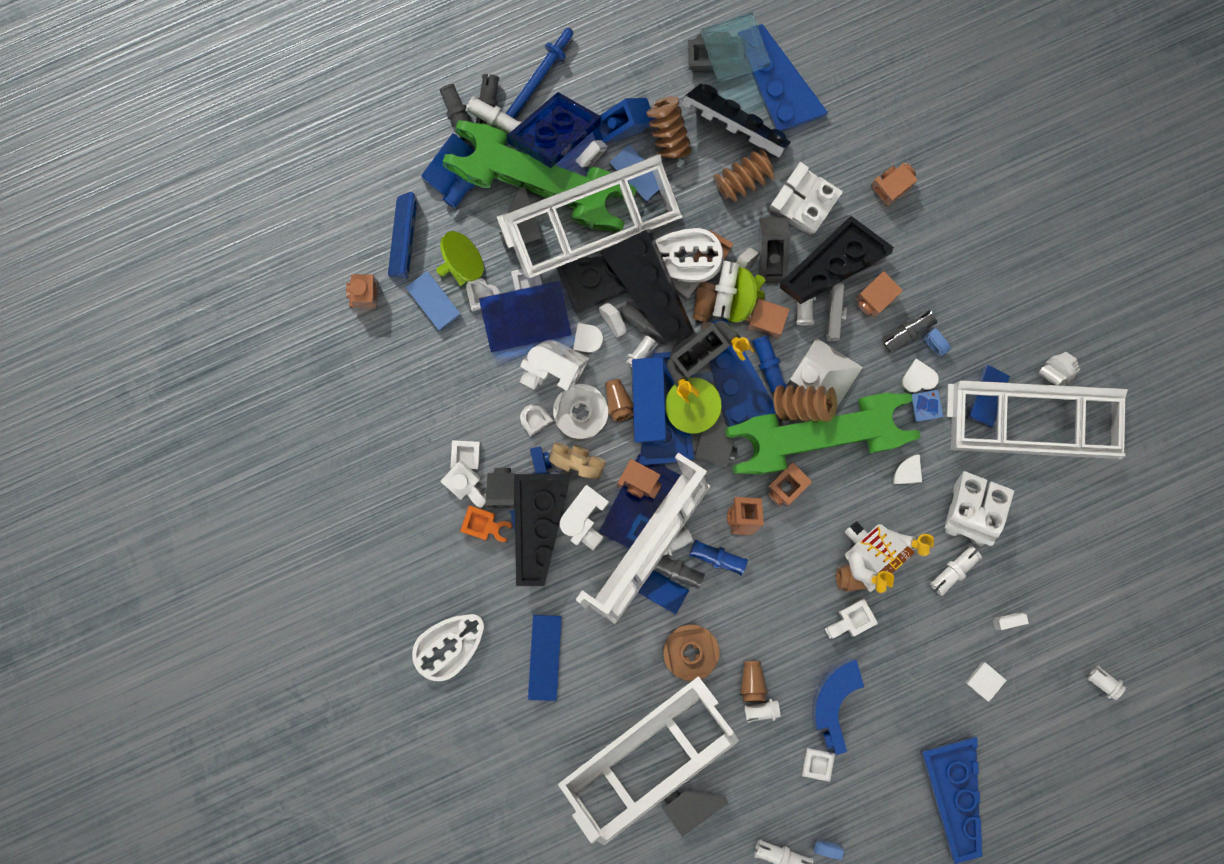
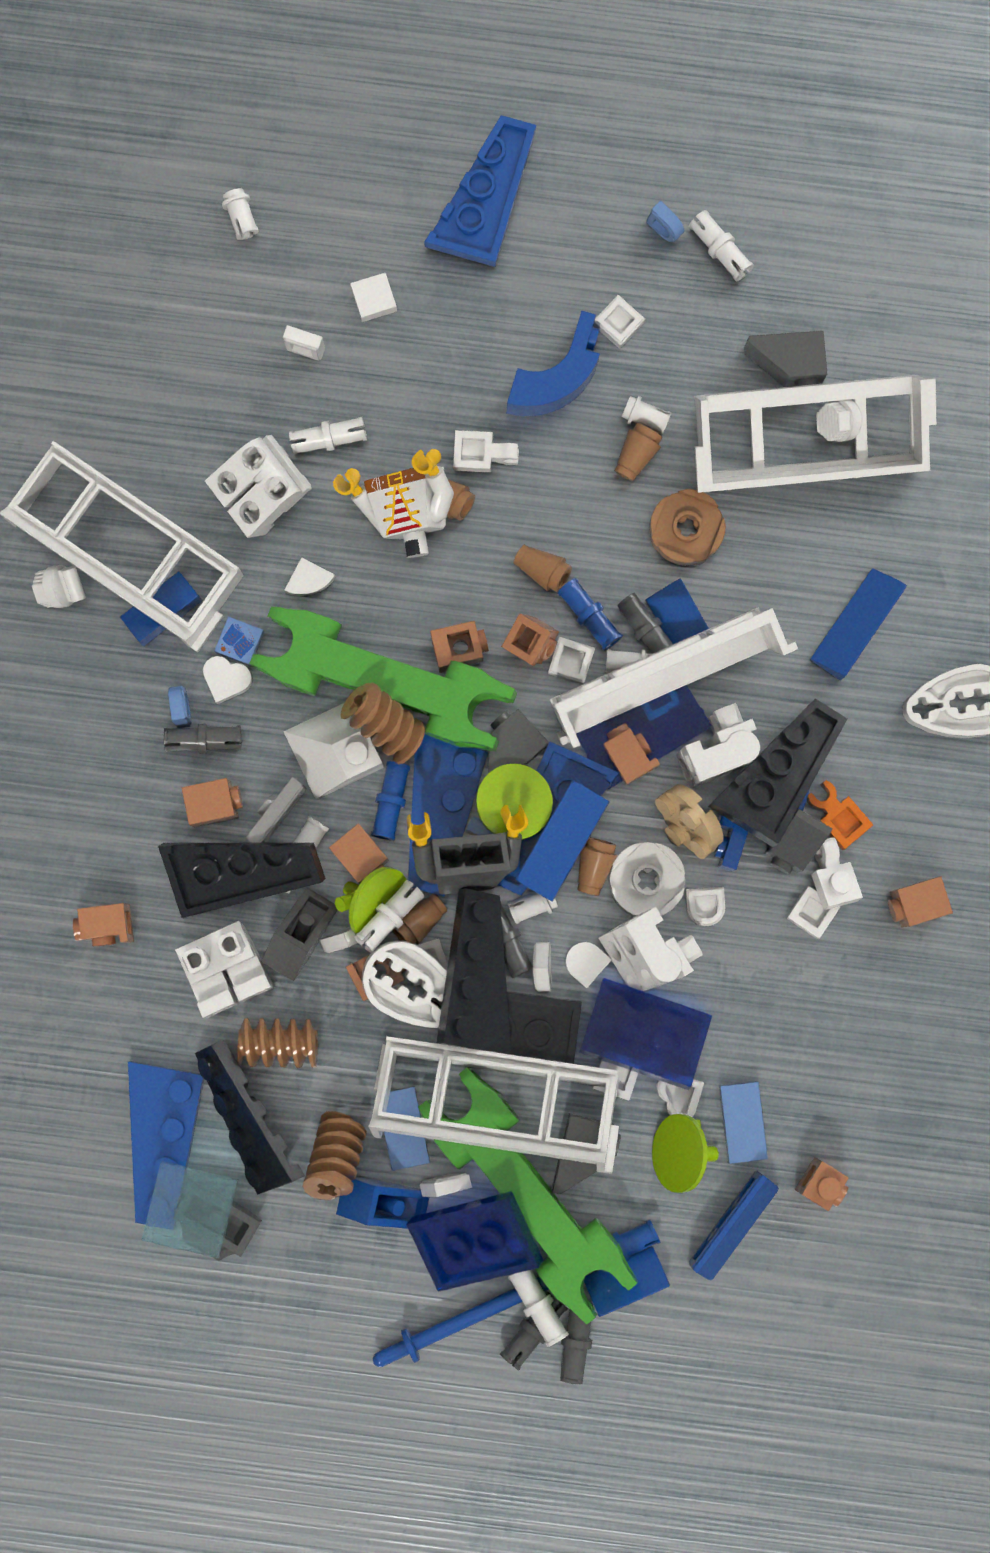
camera: 155 degrees left, 0 degrees up
(402, 500) = (919, 902): none -> nougat brick
(635, 783) = (839, 420): none -> white piece
(711, 521) = (571, 660): none -> white tile
(766, 569) = (543, 567): none -> medium nougat cone

